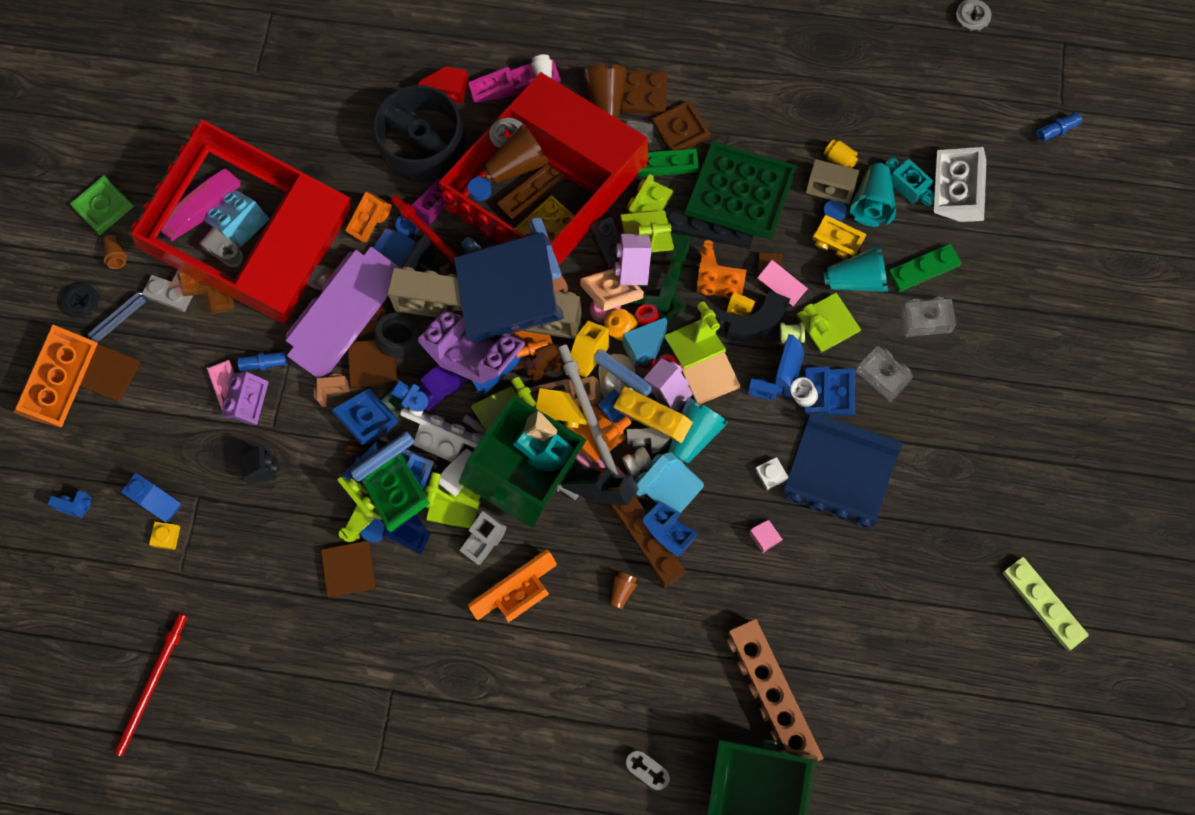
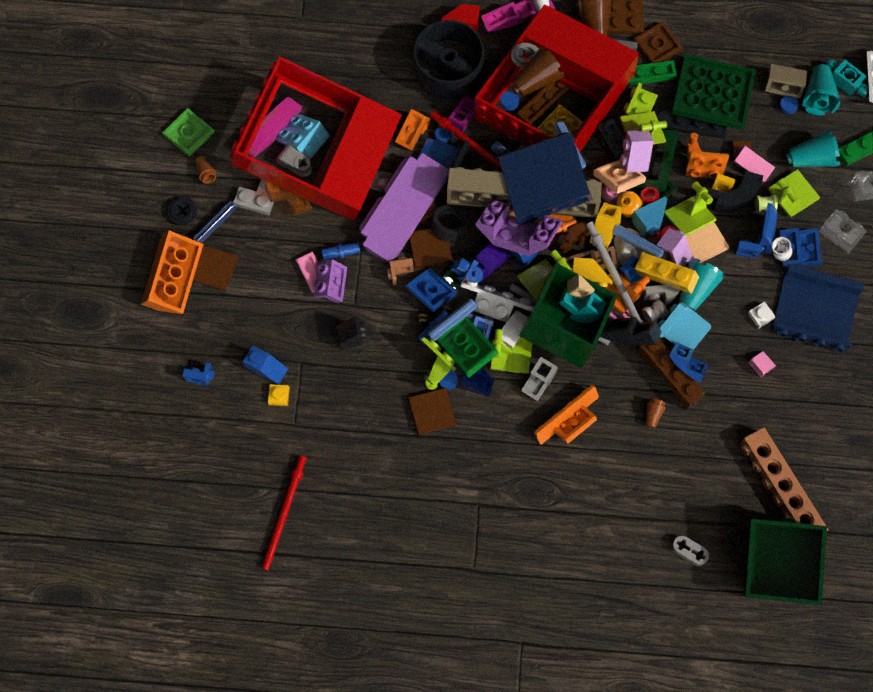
camera: 10 degrees left, 0 degrees up
(838, 237) = (795, 125): yellow bracket -> none
(841, 154) = (789, 58): yellow brick -> none

